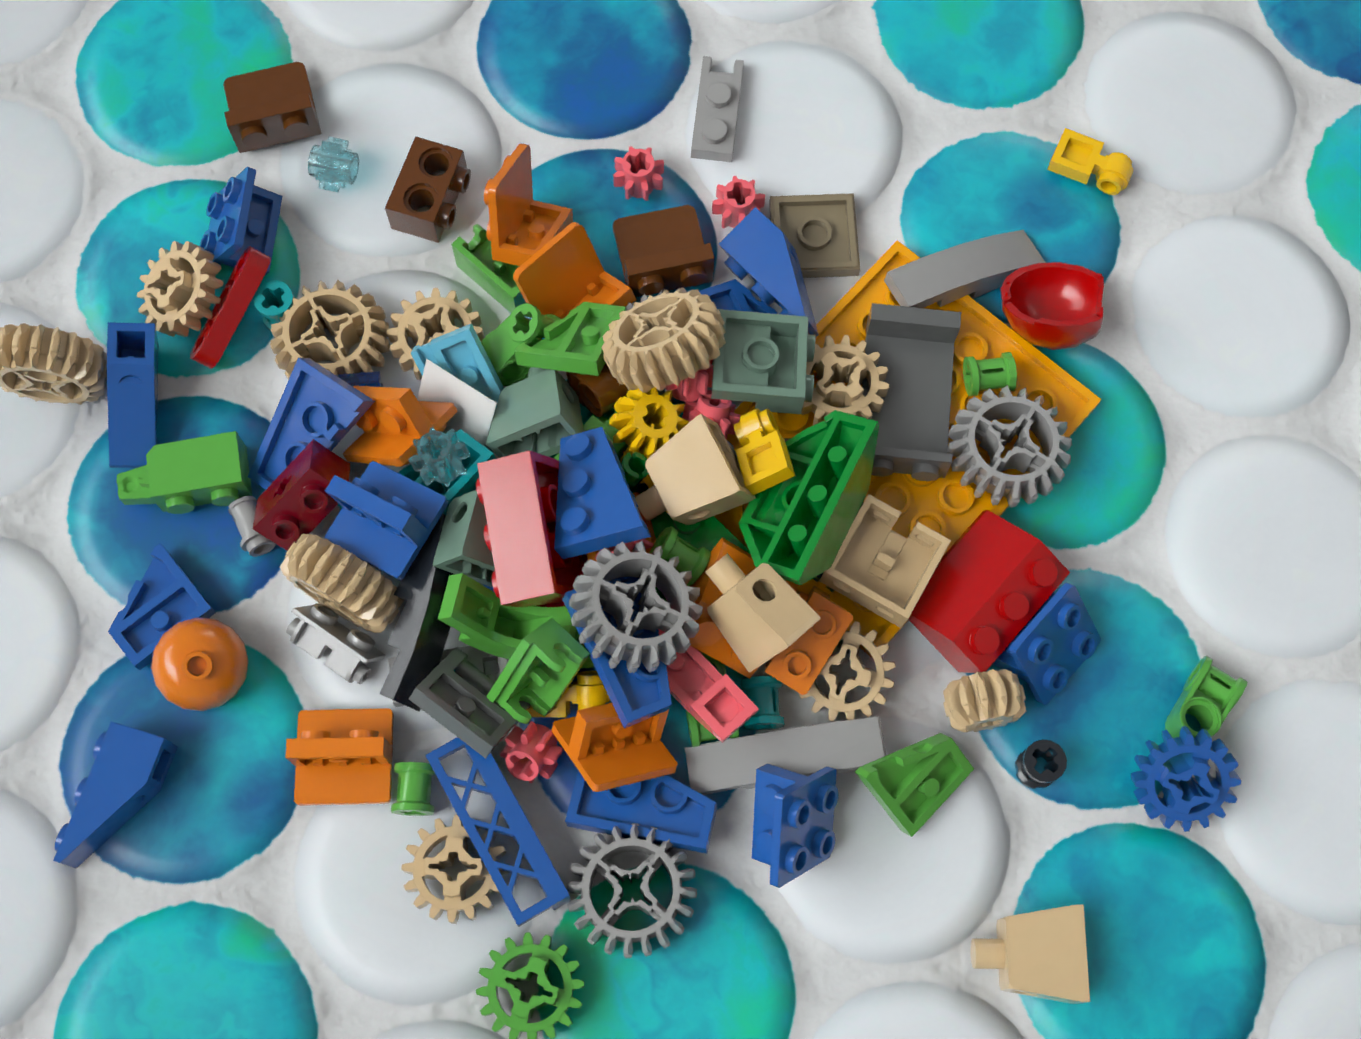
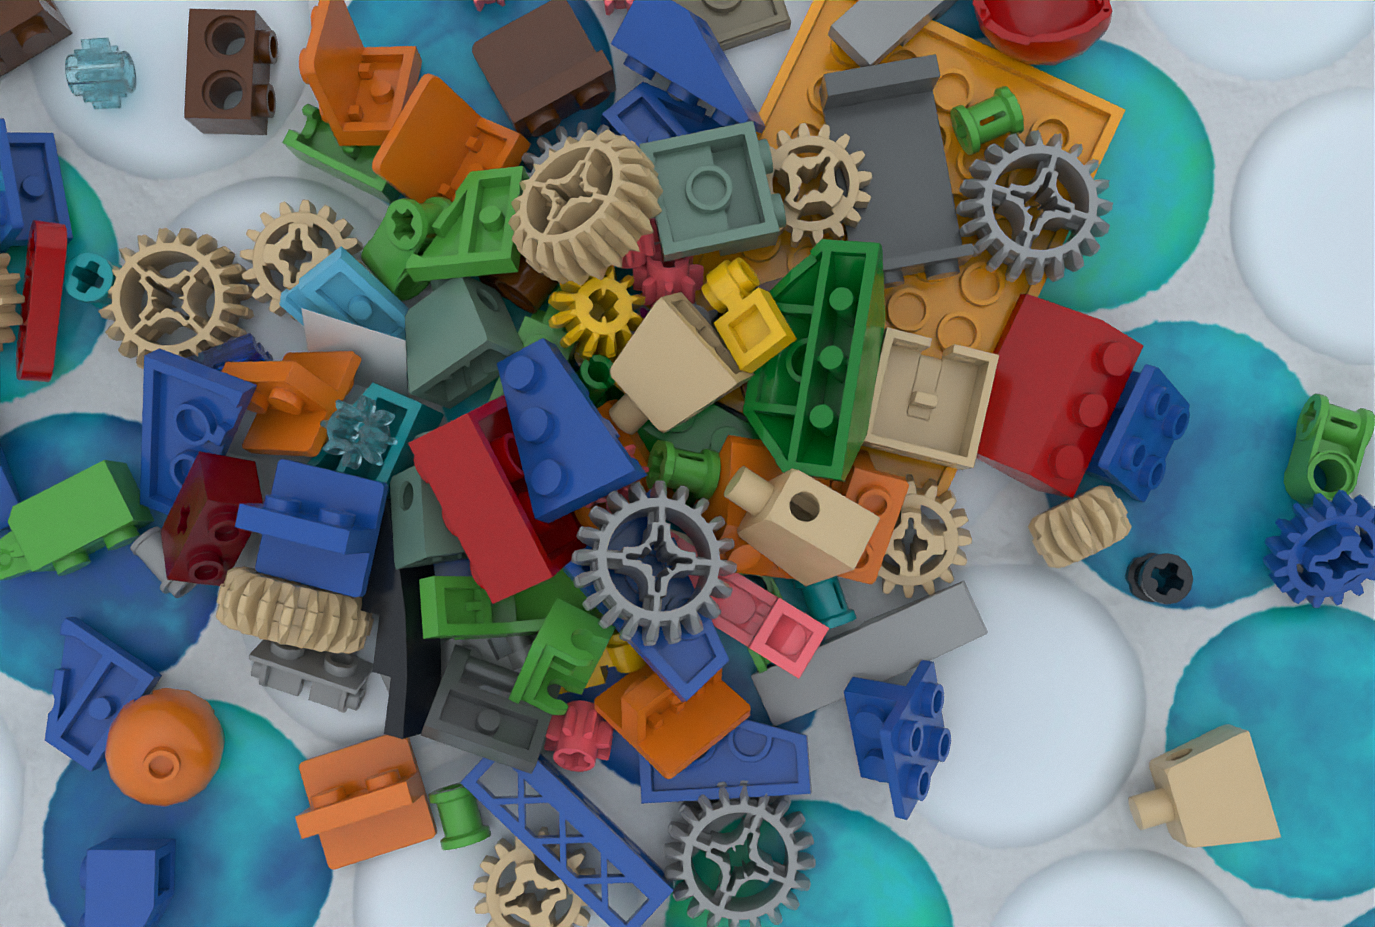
camera: 10 degrees left, 15 degrees up
(916, 780) = (1024, 638): bright green wing -> none

